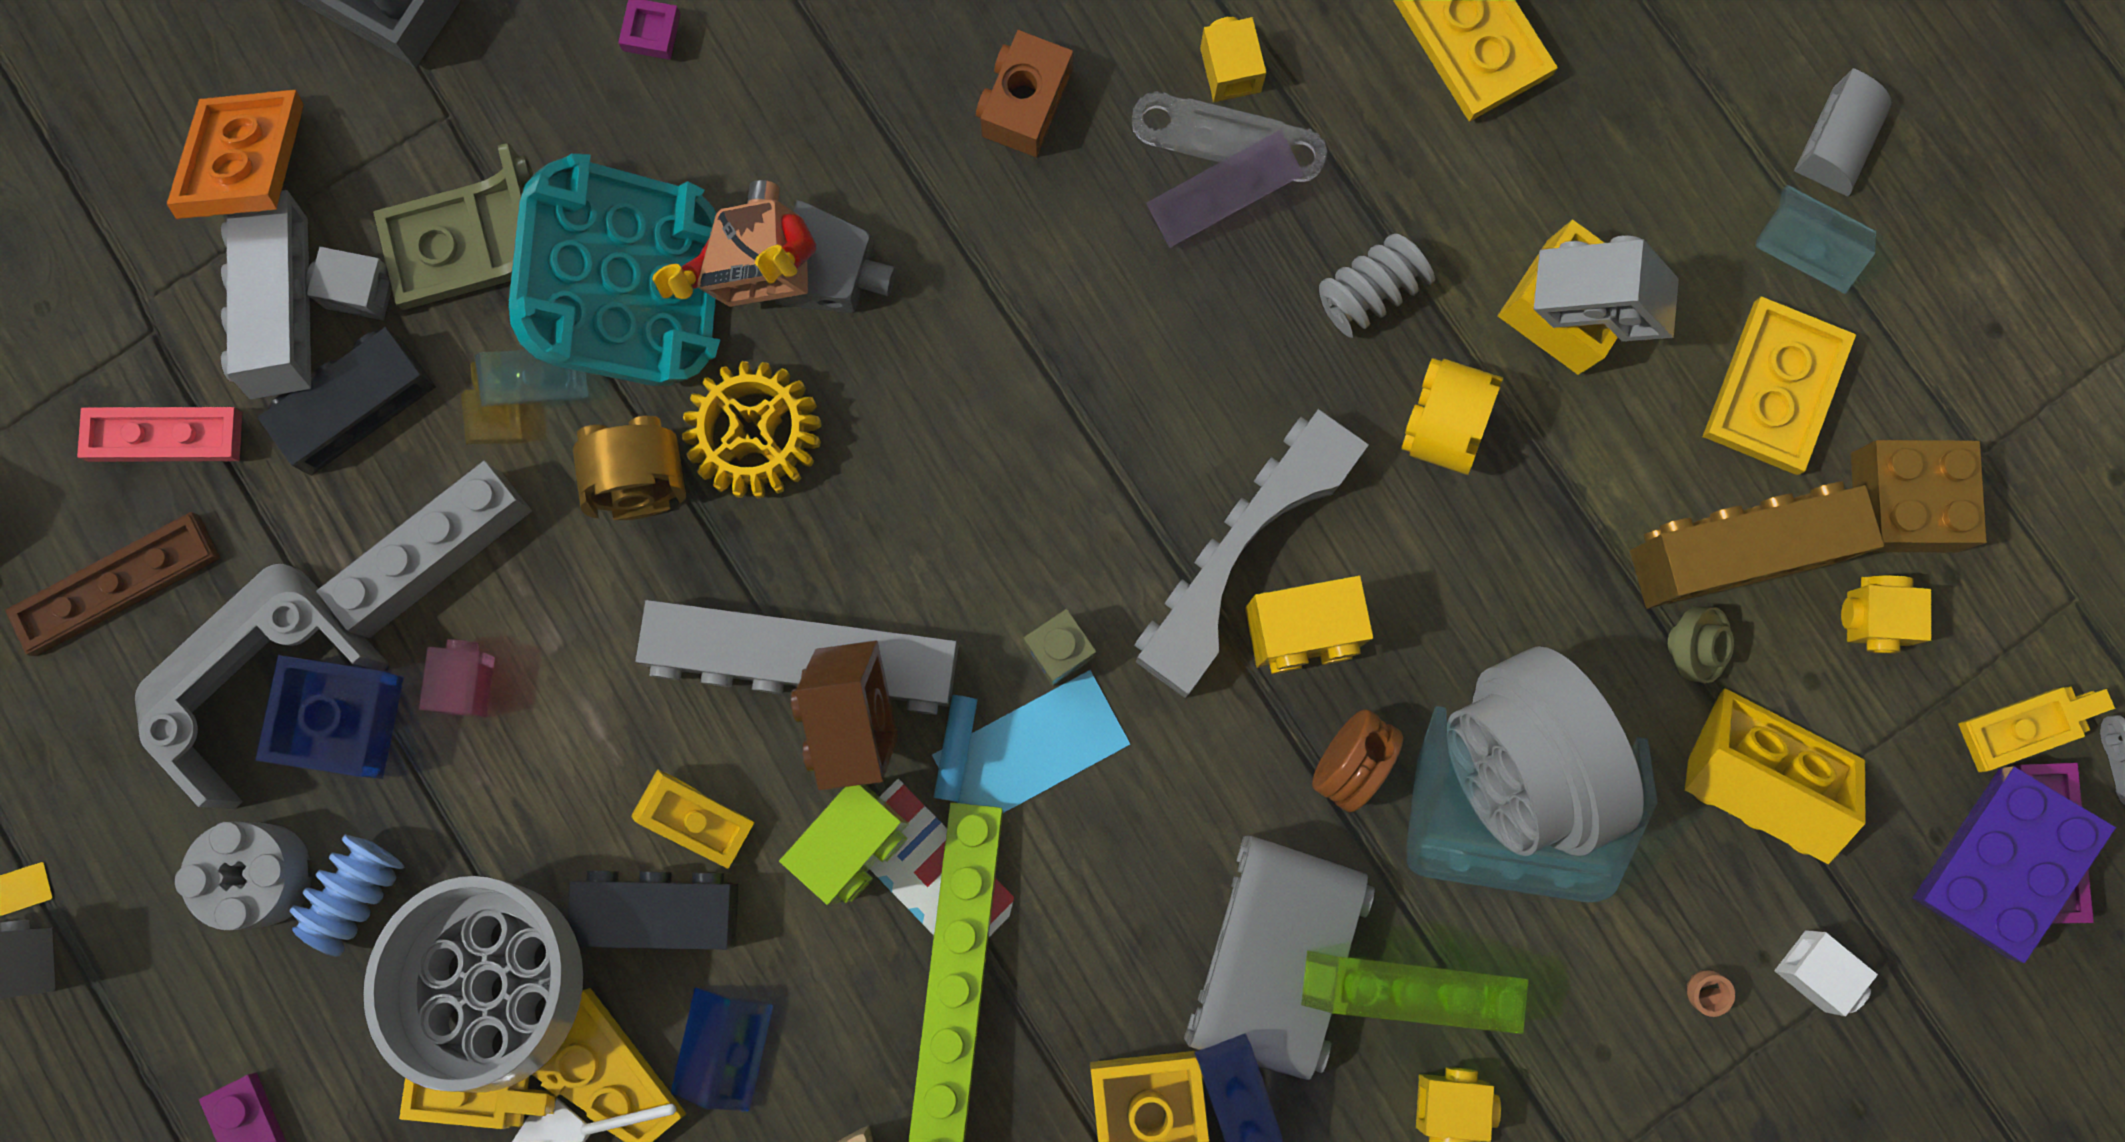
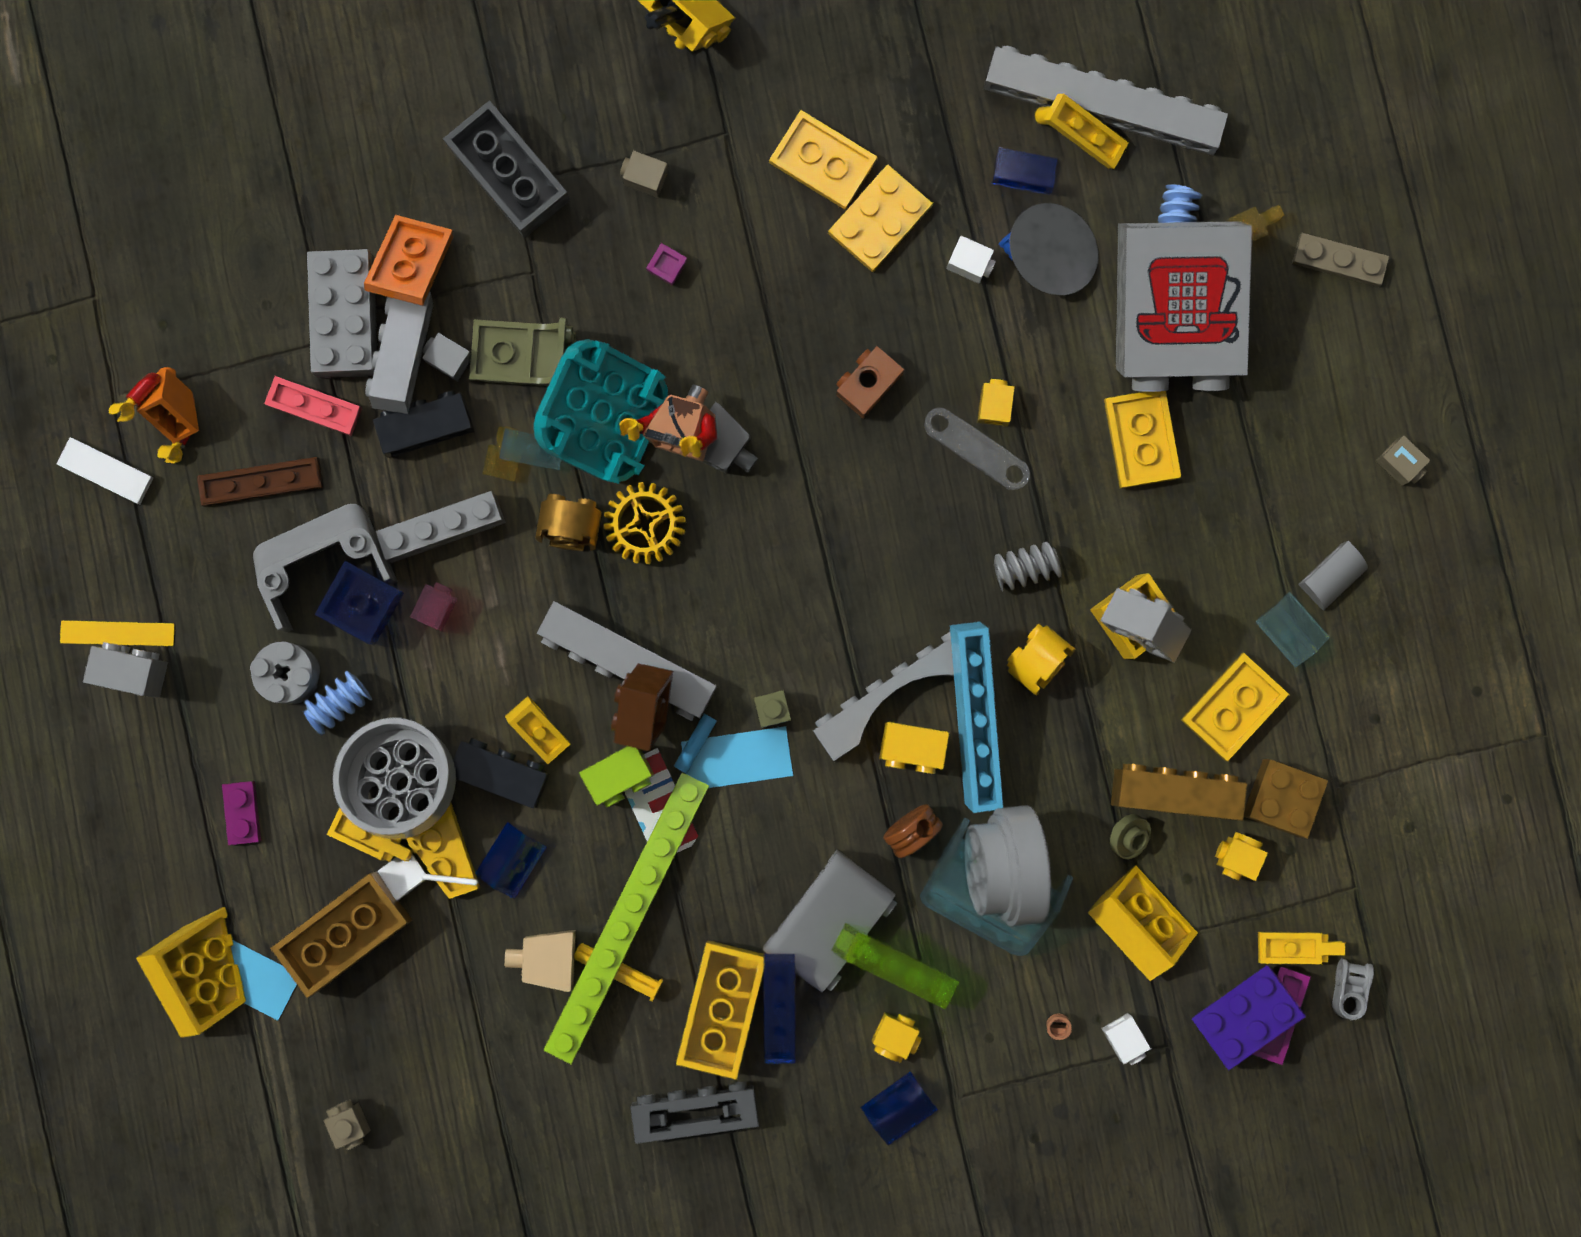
camera: 20 degrees right, 5 degrees up
(154, 274) = (341, 313): none -> light grey brick
(1225, 188) = (961, 480): clear purple plate -> none
(1392, 538) = (976, 716): none -> medium azure brick

